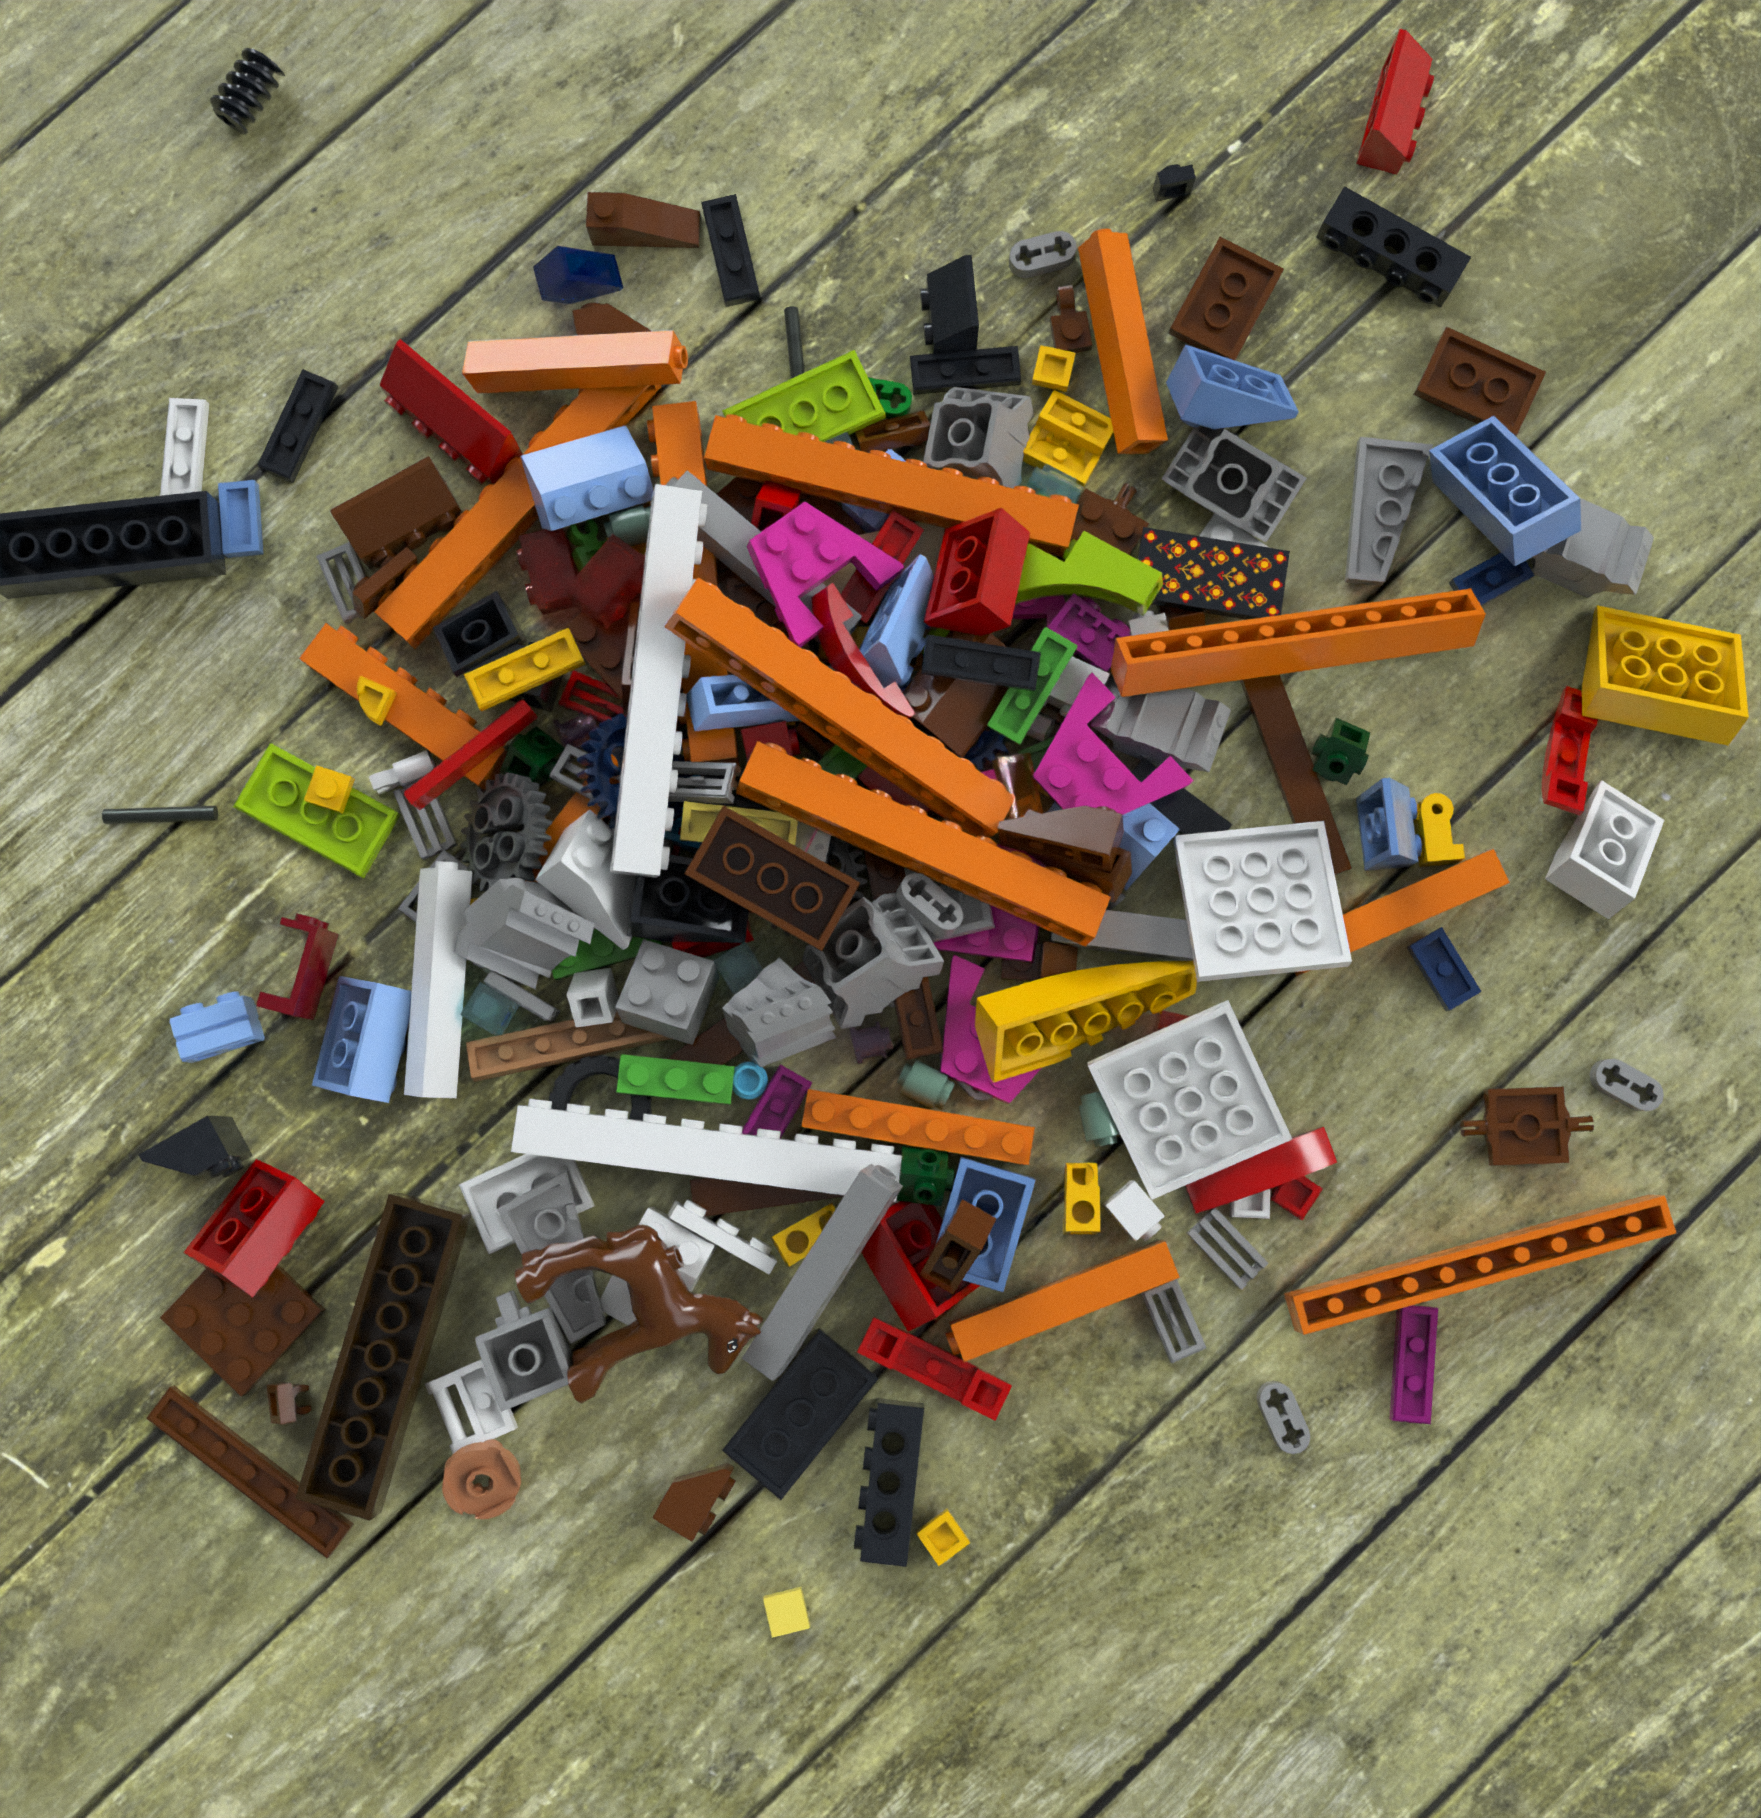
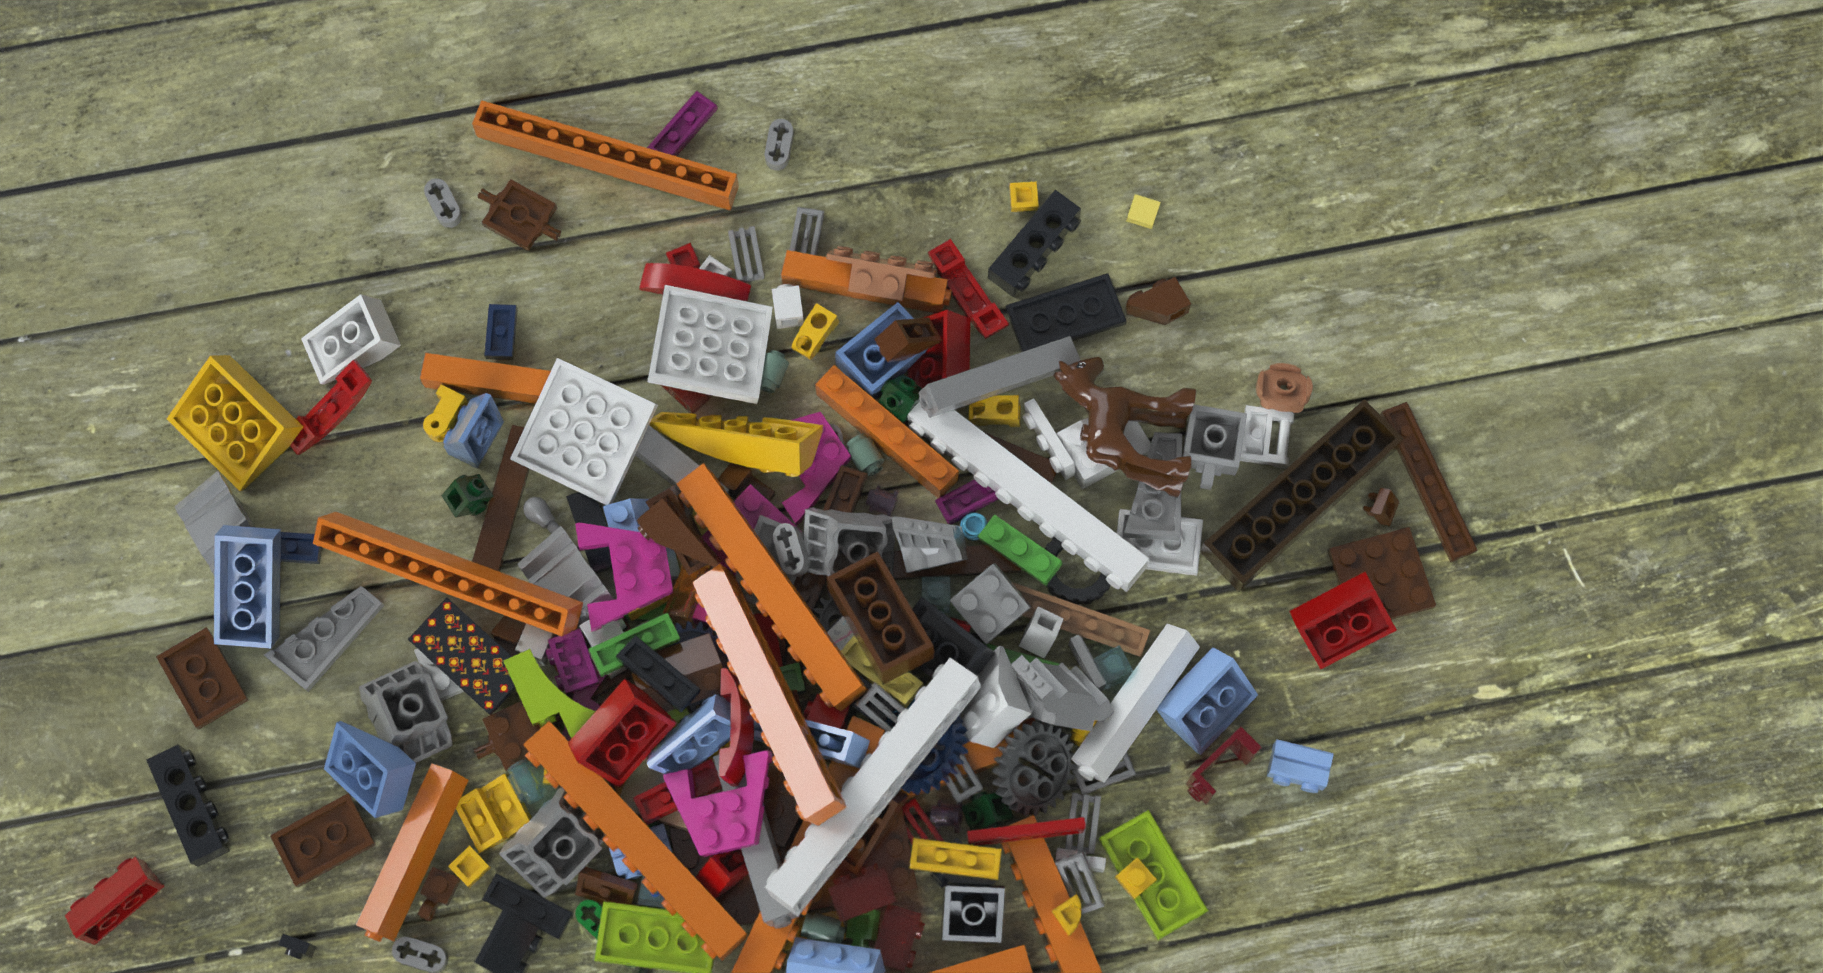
camera: 150 degrees left, 10 degrees down
(160, 814) = (1261, 938): pearl dark grey bar -> none
(204, 1148) = (1352, 687): black slope -> none
(405, 761) = (1071, 861): none -> light grey tile
(1049, 1319) = (879, 275): none -> nougat bracket
(1250, 788) = (538, 512): none -> light grey piece

